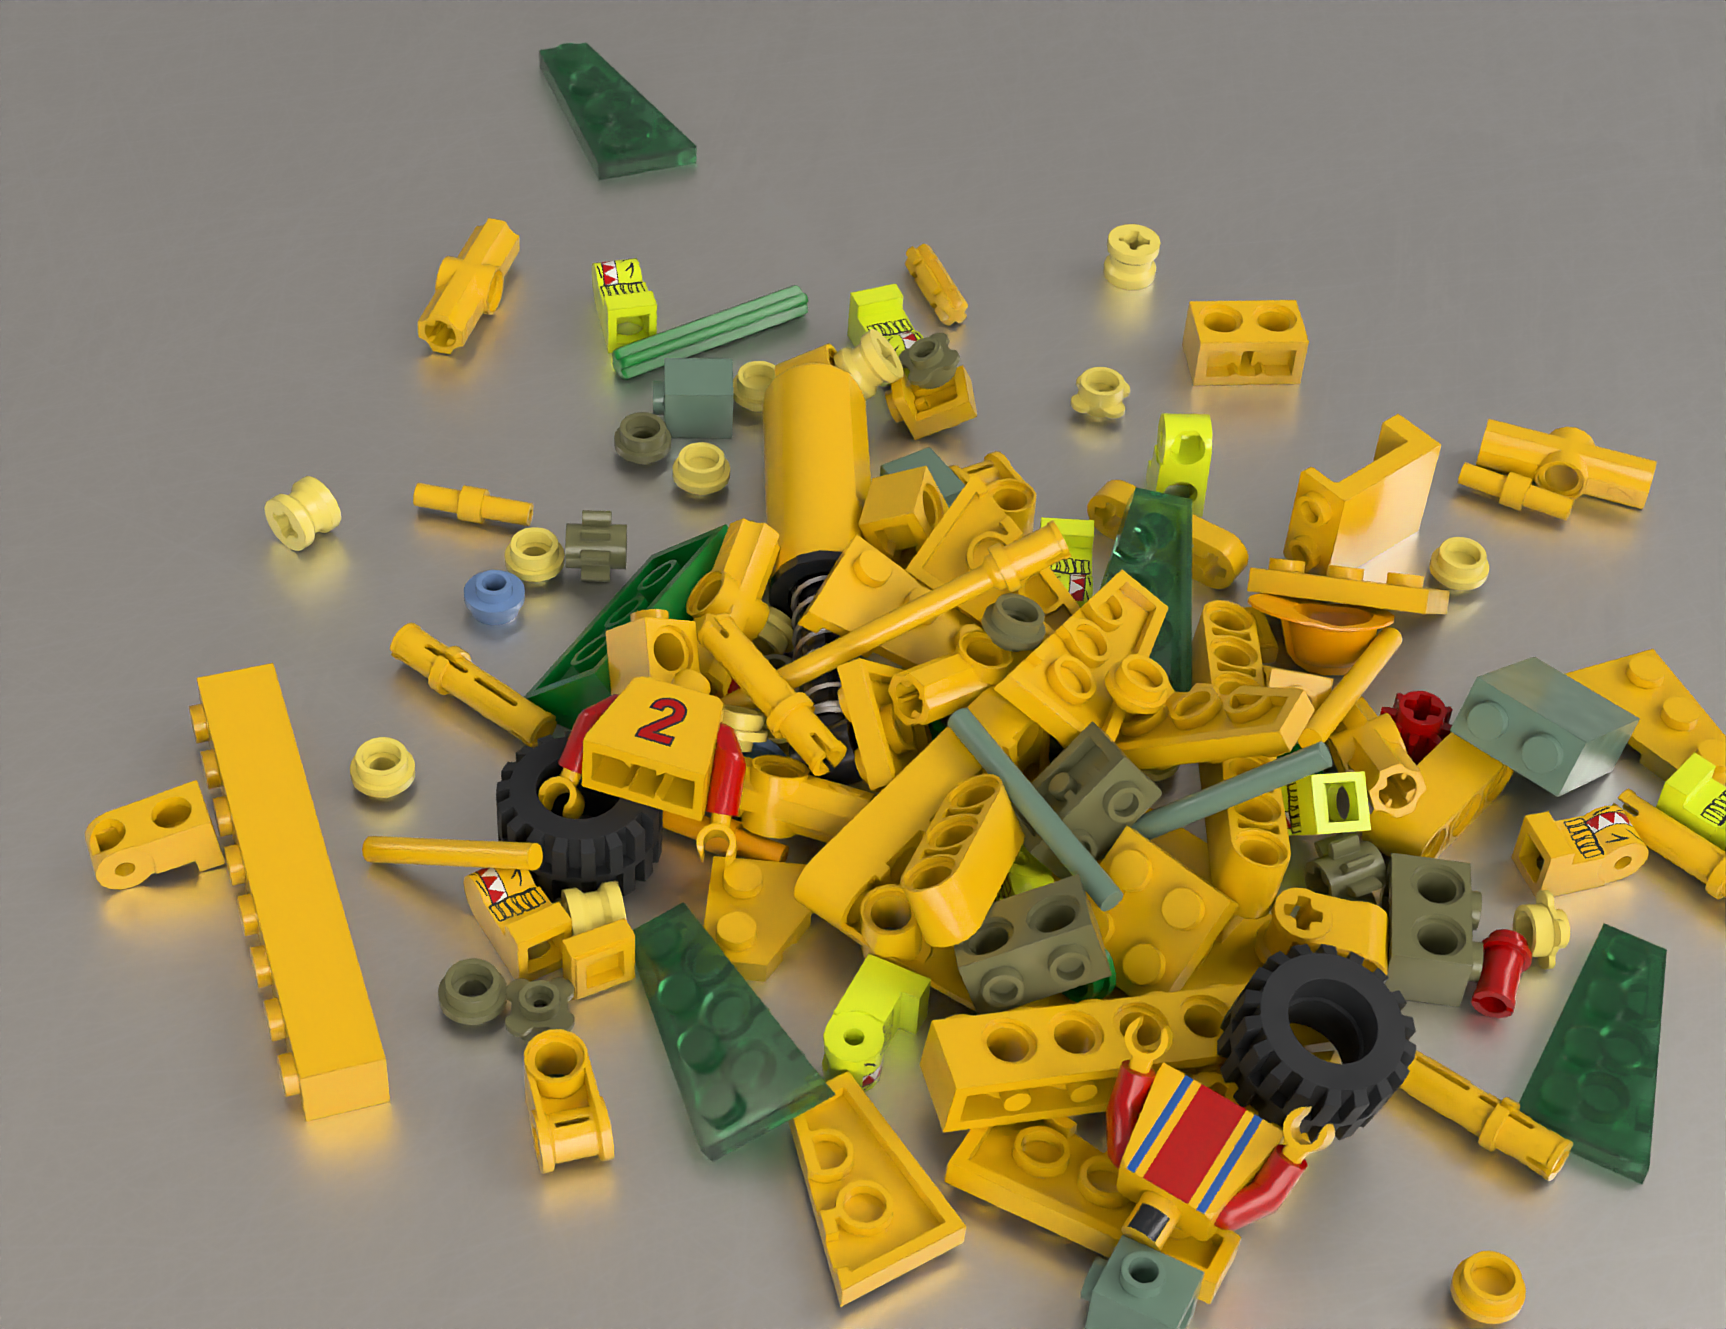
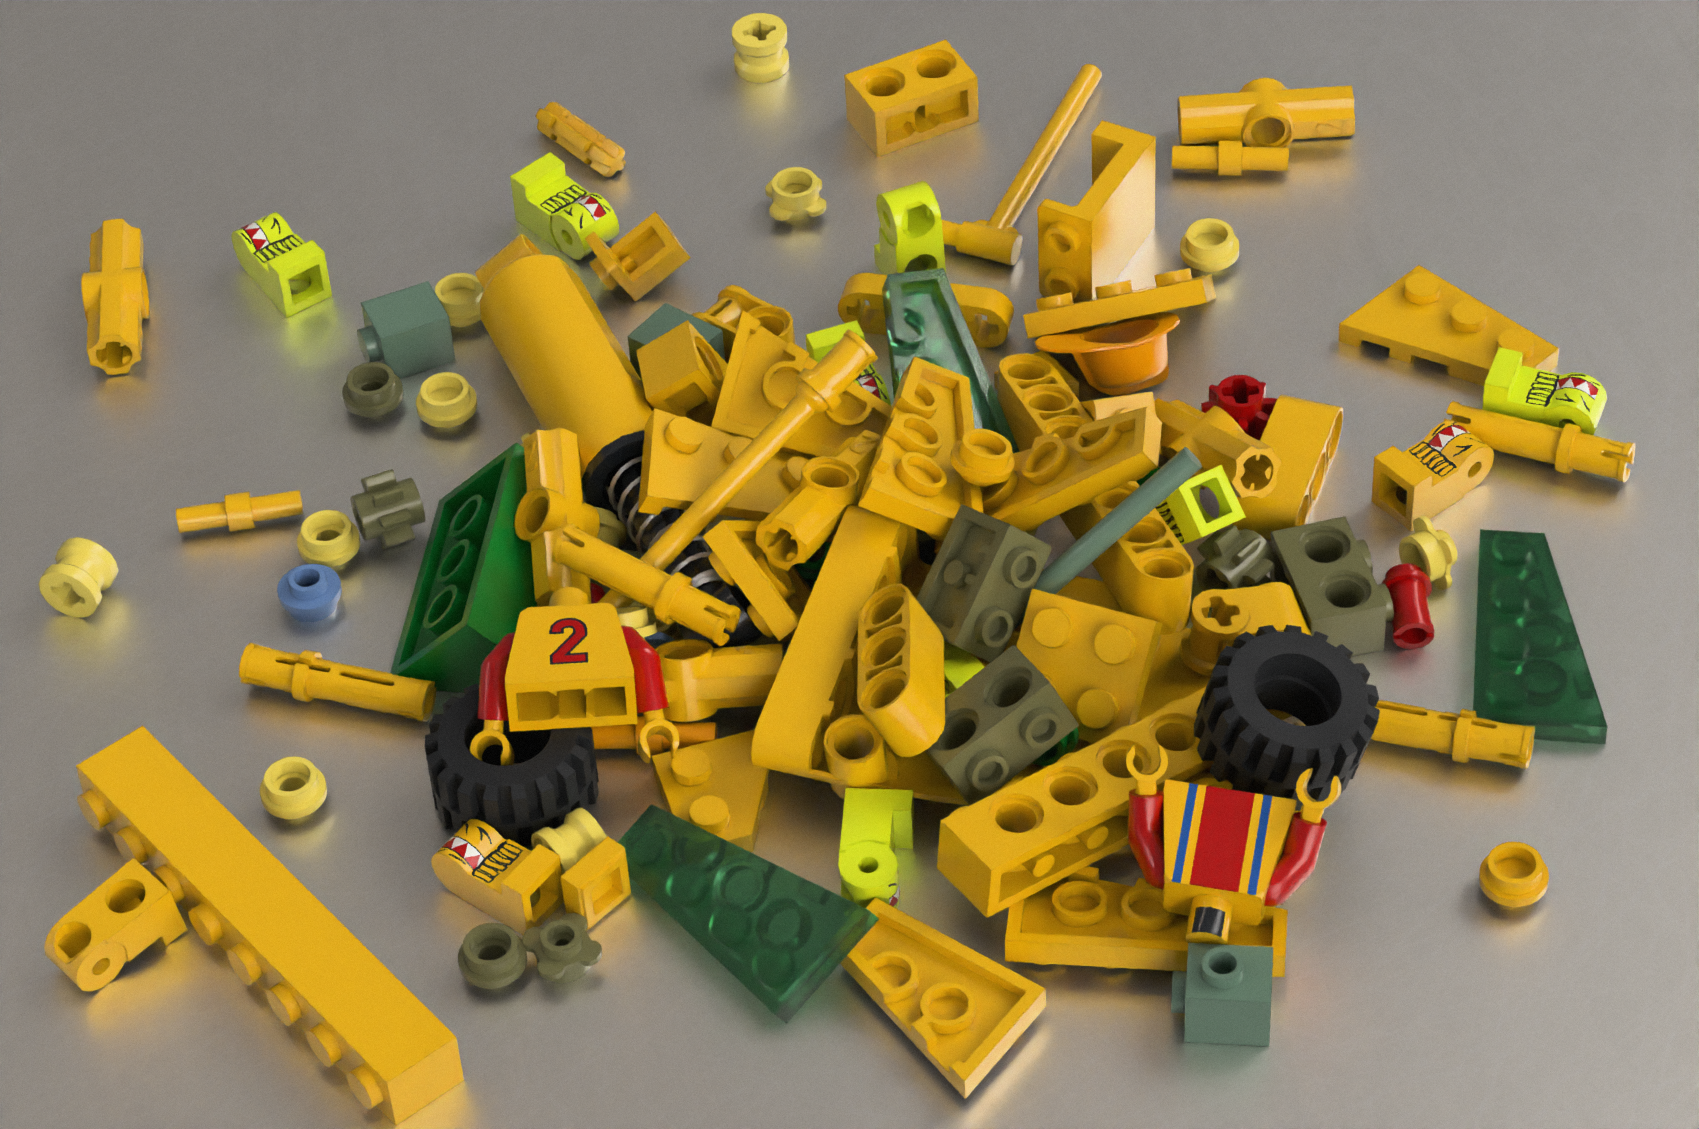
camera: 15 degrees left, 0 degrees up
(453, 852) = (410, 838): yellow bar -> none
(565, 1111) = (633, 1017): yellow piece -> none
(610, 116) = (157, 74): clear green wing -> none
(650, 648) = (509, 584): yellow brick -> none
(710, 332) = (381, 262): axle -> none
(870, 362) = (569, 238): light yellow wheel -> none
(930, 361) = (622, 218): olive plate -> none
(1014, 623) = (847, 439): olive plate -> none
(1036, 809) = (943, 601): sand green bar -> none
(1266, 491) = (998, 238): none -> yellow bar
(1350, 687) = (1171, 388): yellow bar -> none
(1544, 725) = (1356, 368): sand green brick -> none

